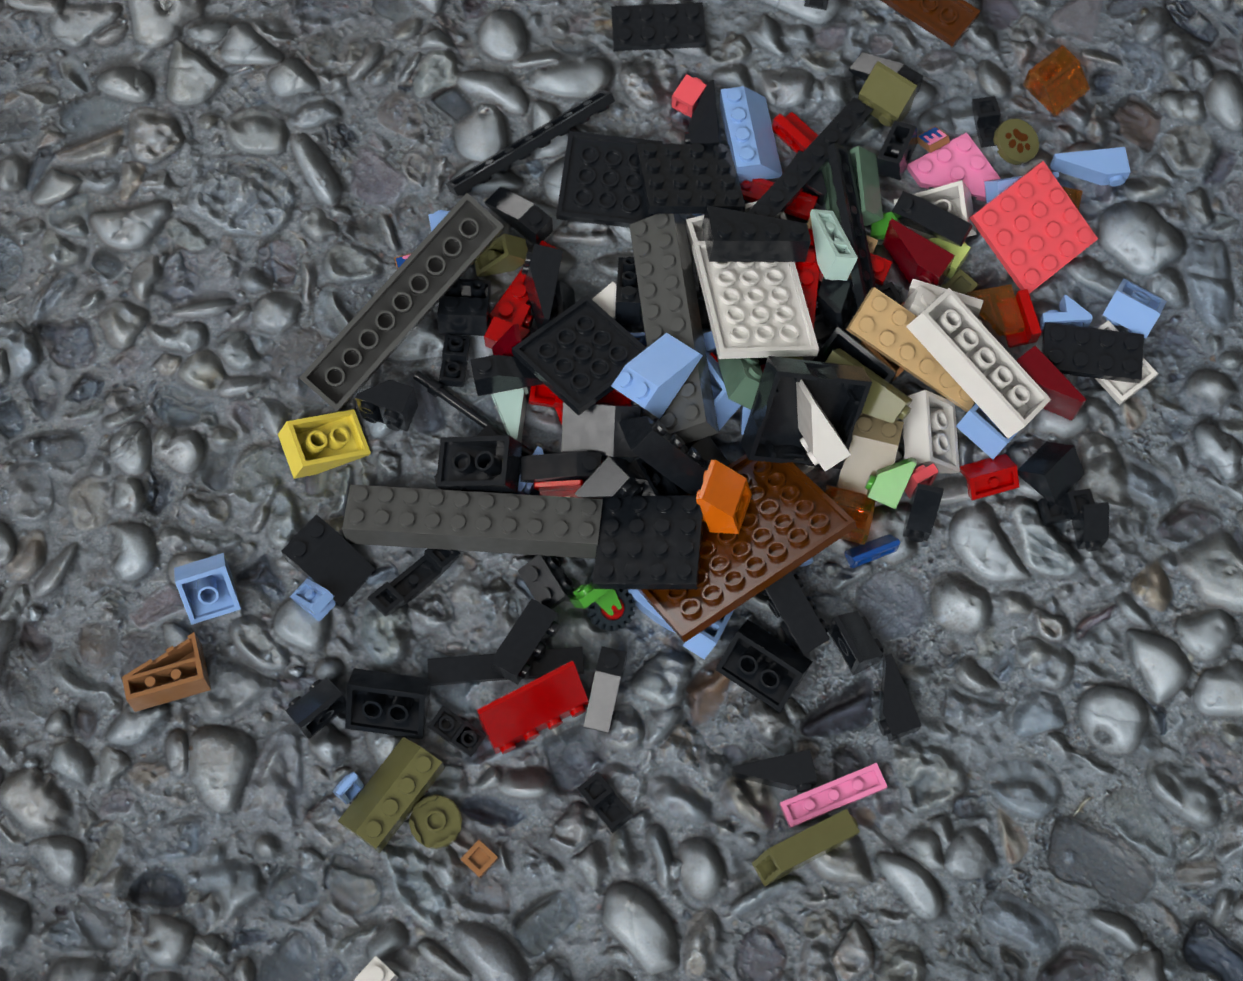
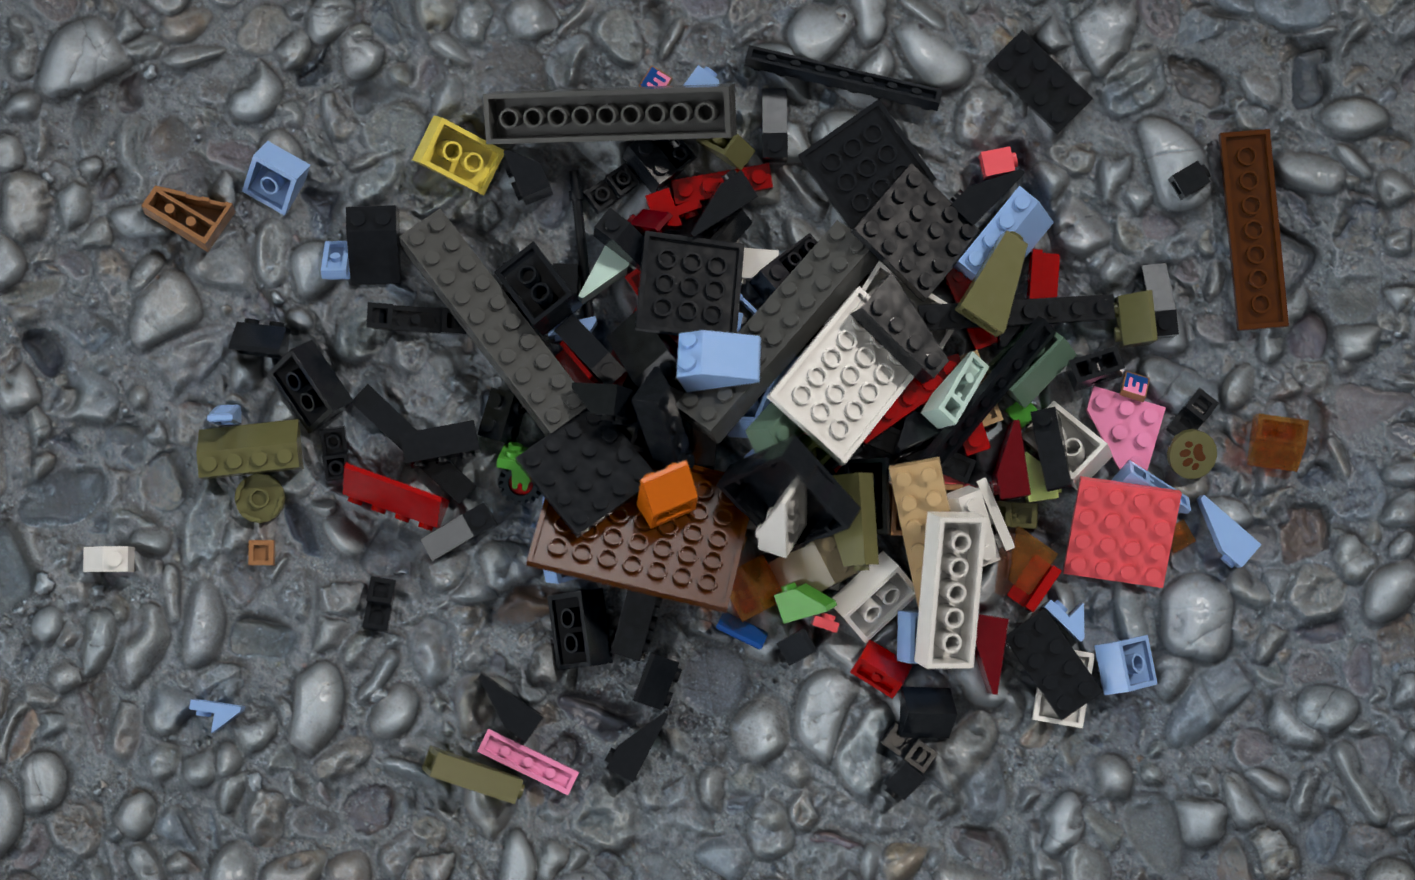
camera: 50 degrees right, 15 degrees up
(779, 153) = (994, 286): none -> olive slope

